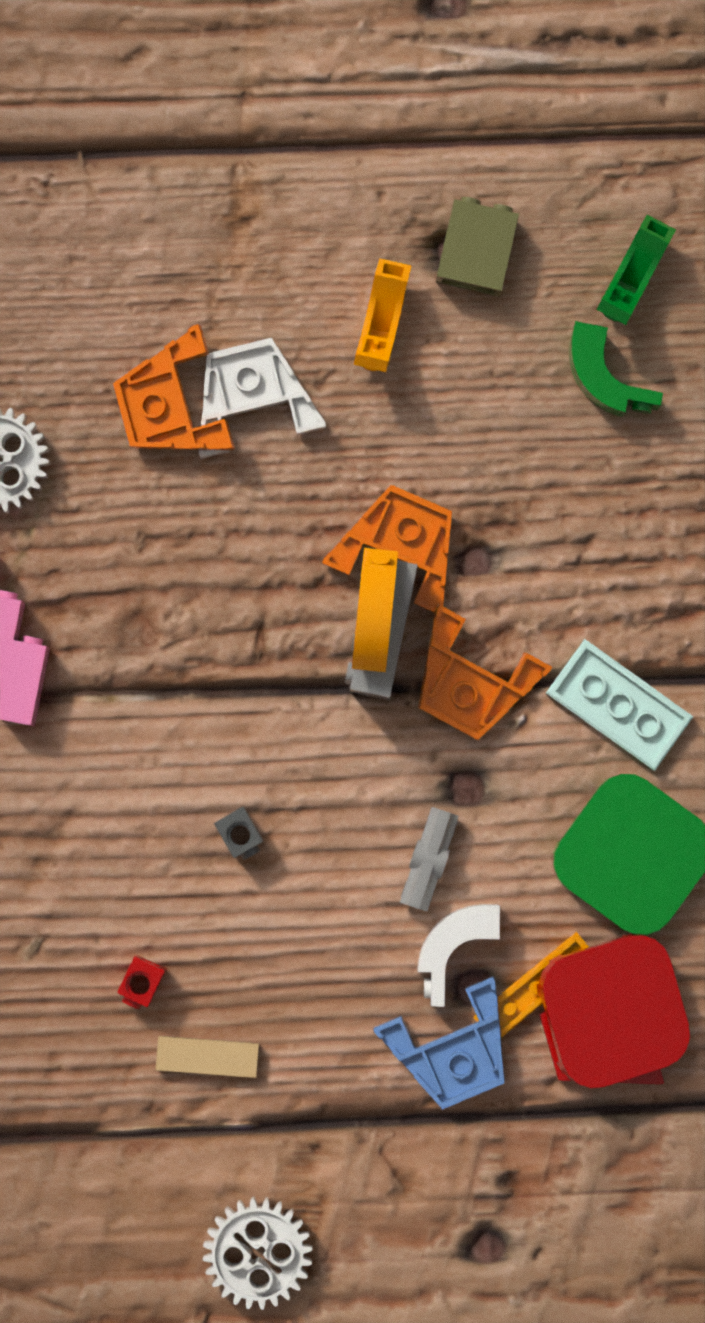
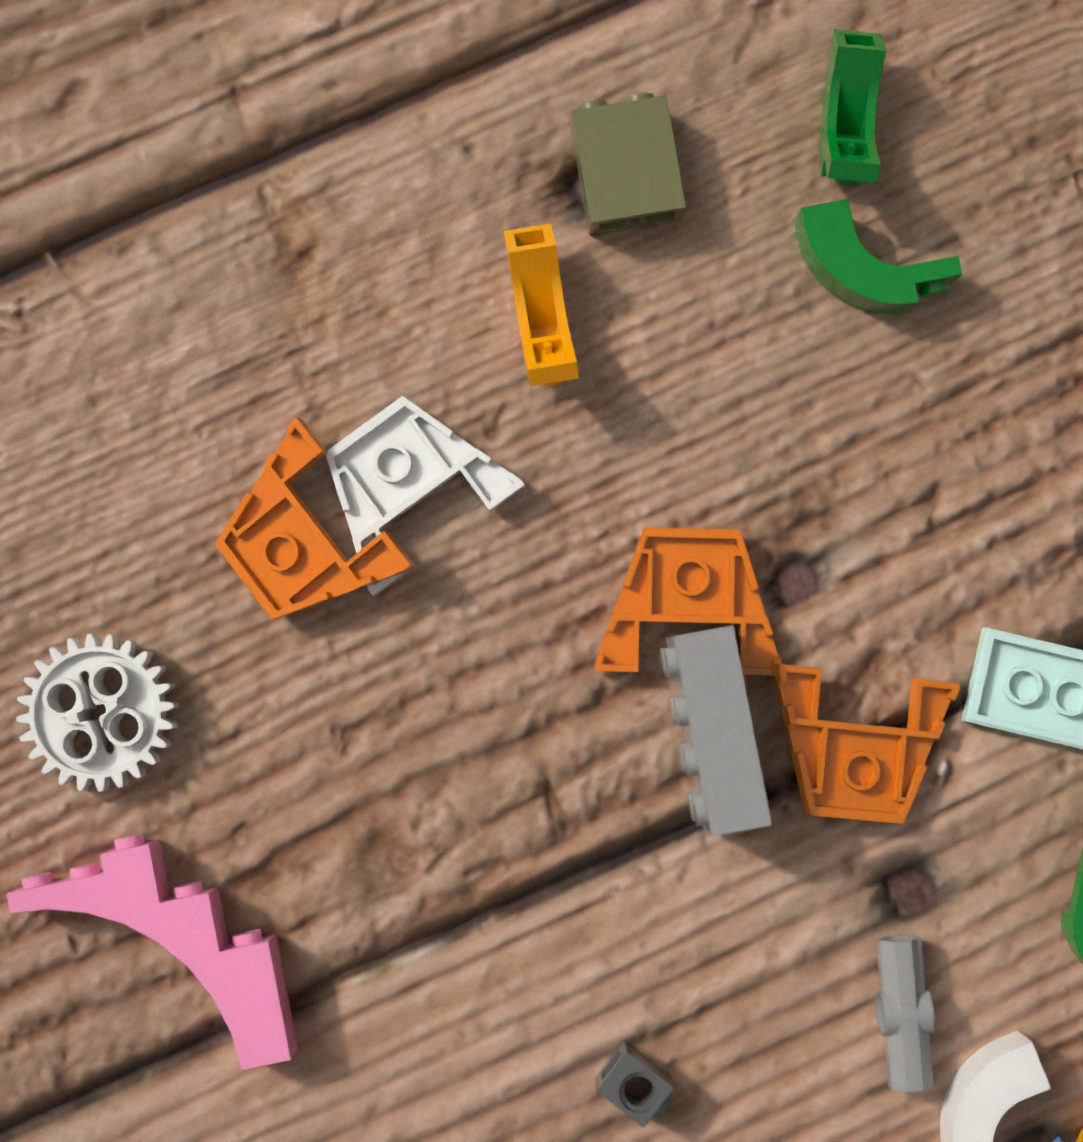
camera: 25 degrees left, 0 degrees up
(374, 610) = (706, 715): light orange arch -> none

